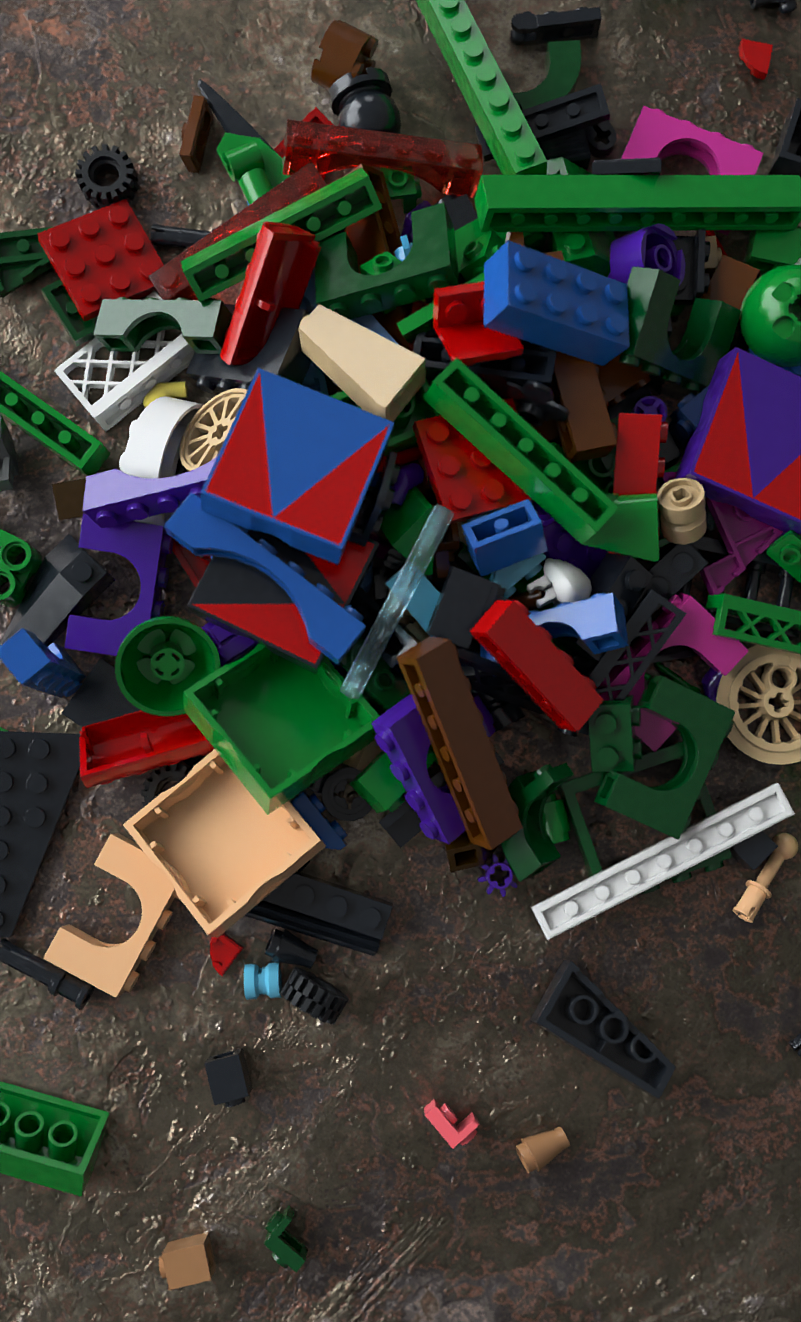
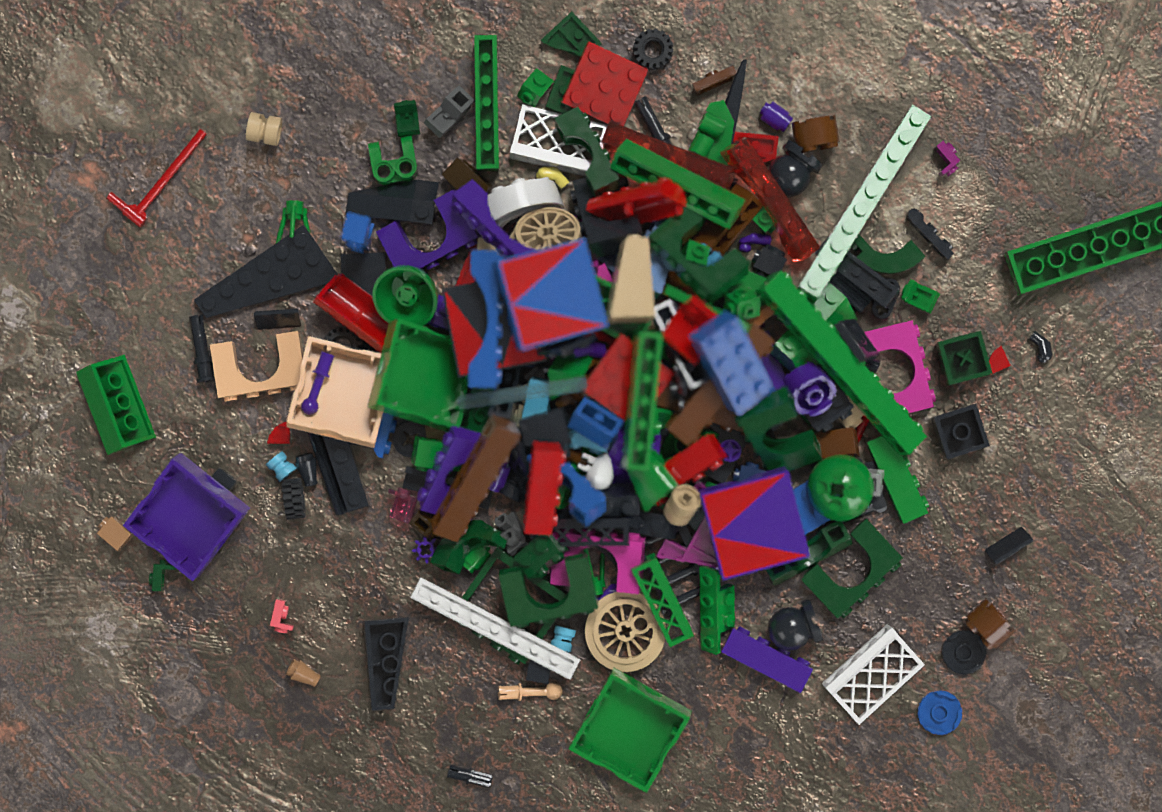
camera: 60 degrees right, 5 degrees up
(45, 342) = (534, 88): none -> green bracket
(79, 848) = (277, 318): none -> black slope
(212, 887) = (310, 405): none -> dark purple pin
(234, 1154) = (186, 516): none -> dark purple tile
(290, 97) = (775, 116): none -> dark purple brick
(423, 863) = (403, 505): none -> clear pink bracket
(555, 750) = (512, 531): none -> dark grey hips
(622, 84) = (919, 296): none -> green bracket
(729, 83) = (963, 358): none -> dark green brick
(729, 785) = (563, 633): none -> medium azure wheel

